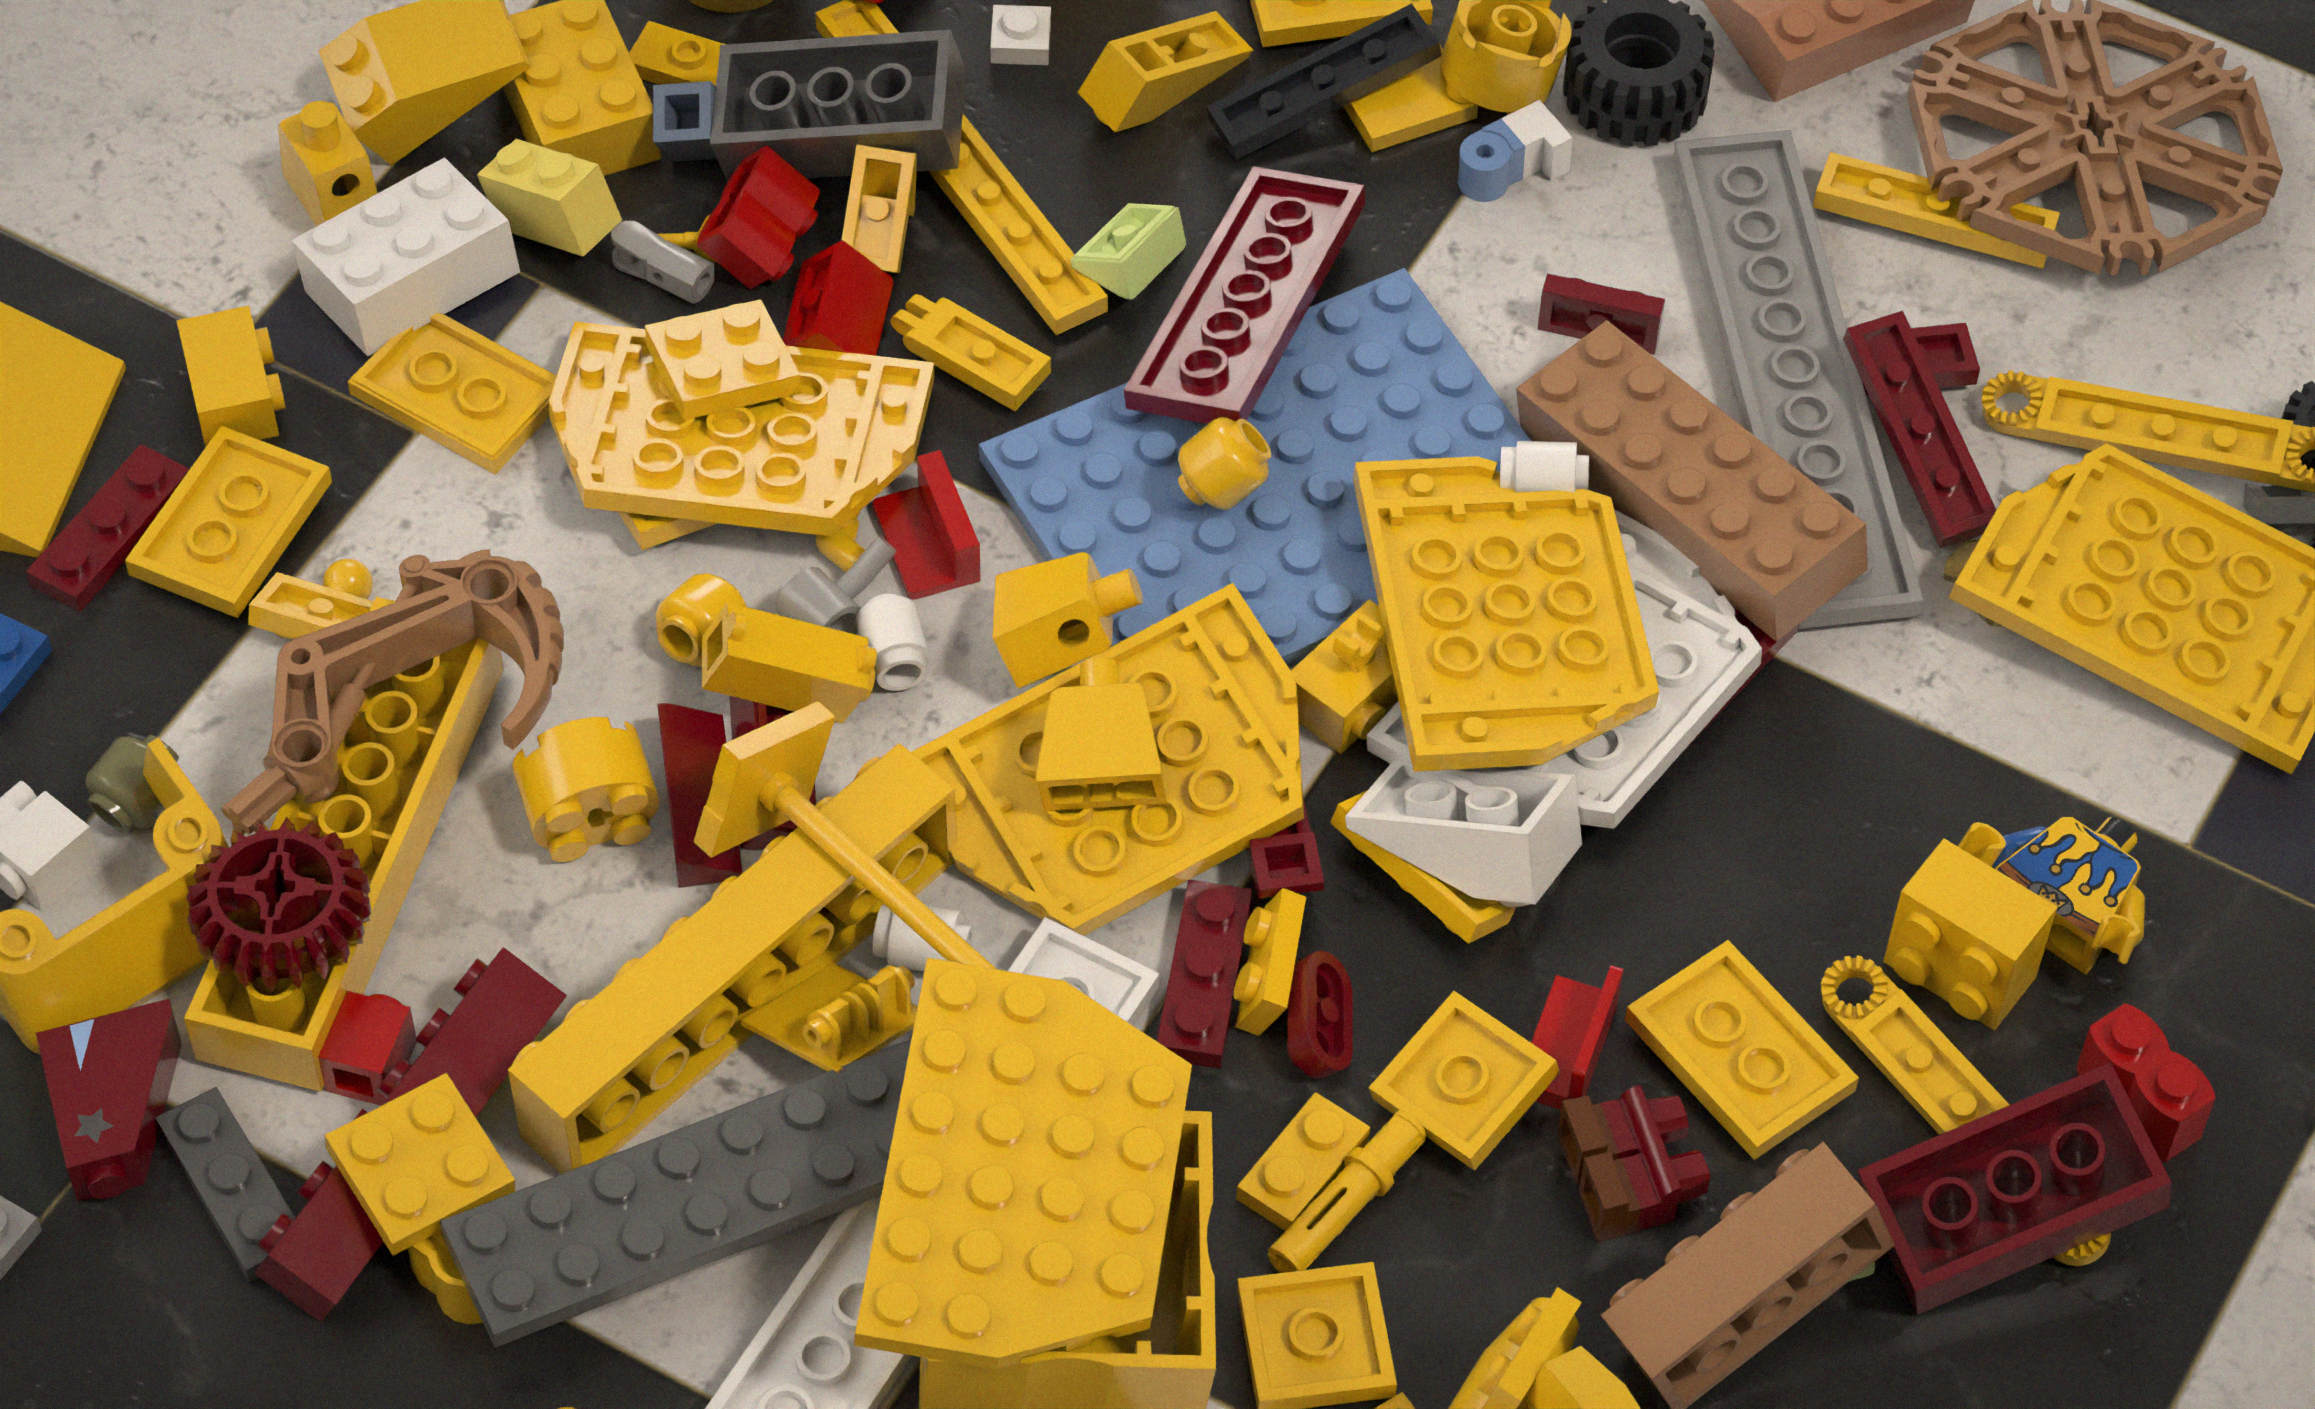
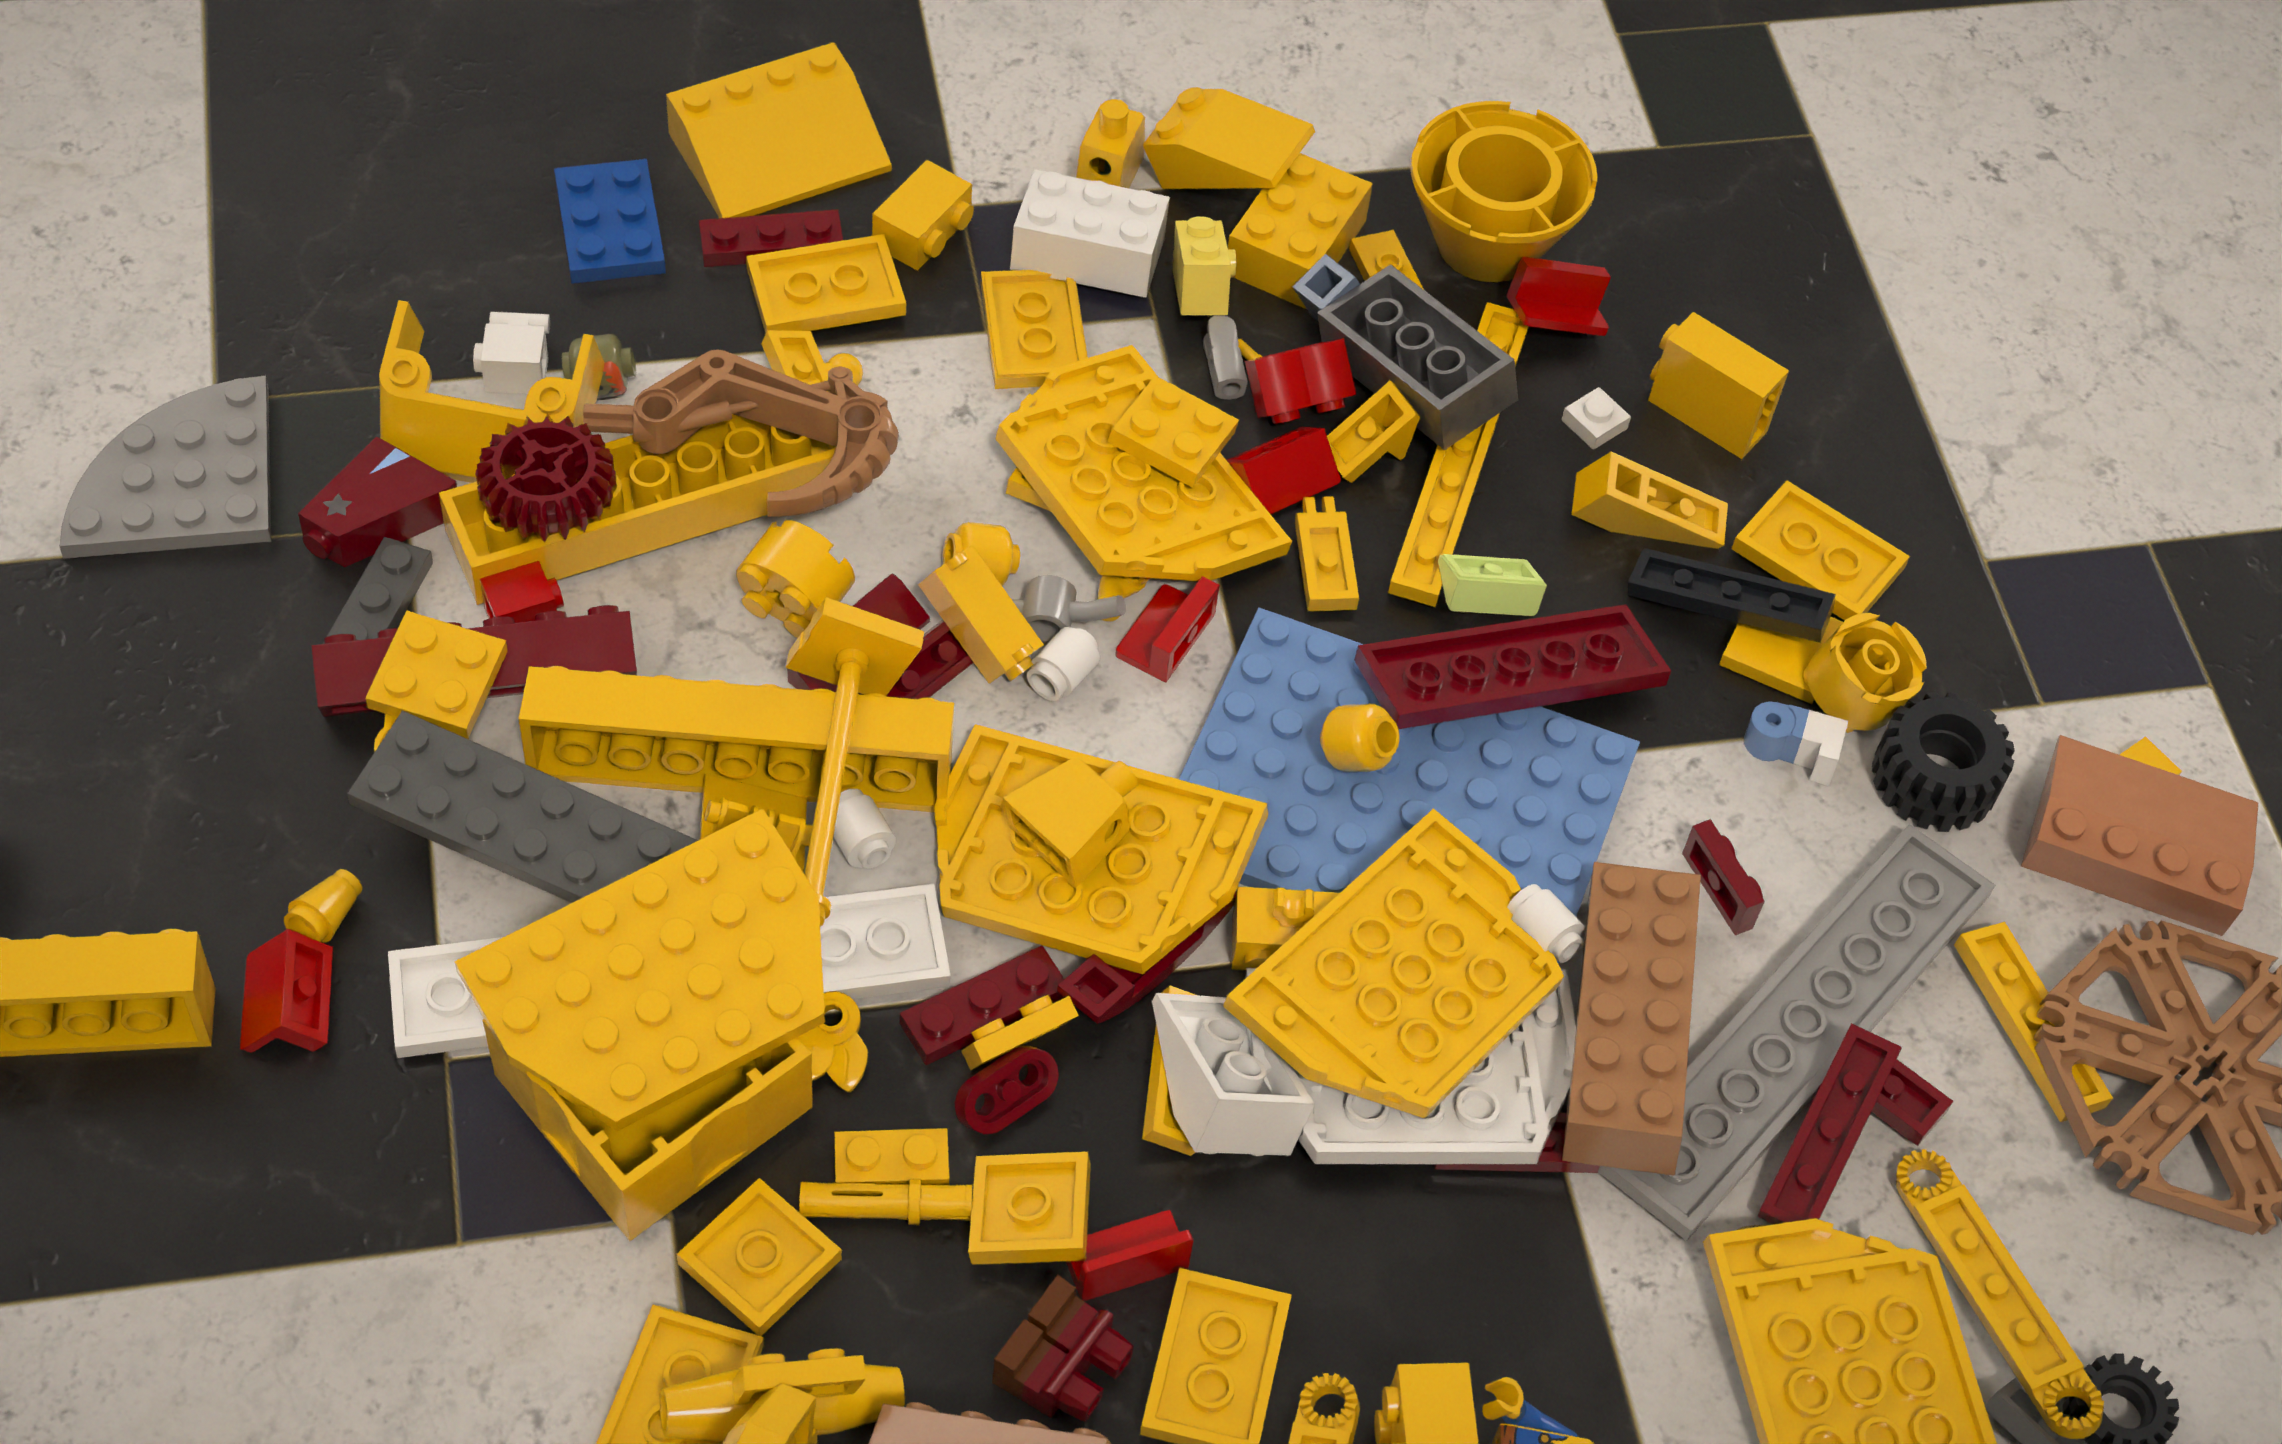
camera: 45 degrees right, 0 degrees up
(1057, 614) = (1152, 728): yellow torso -> none

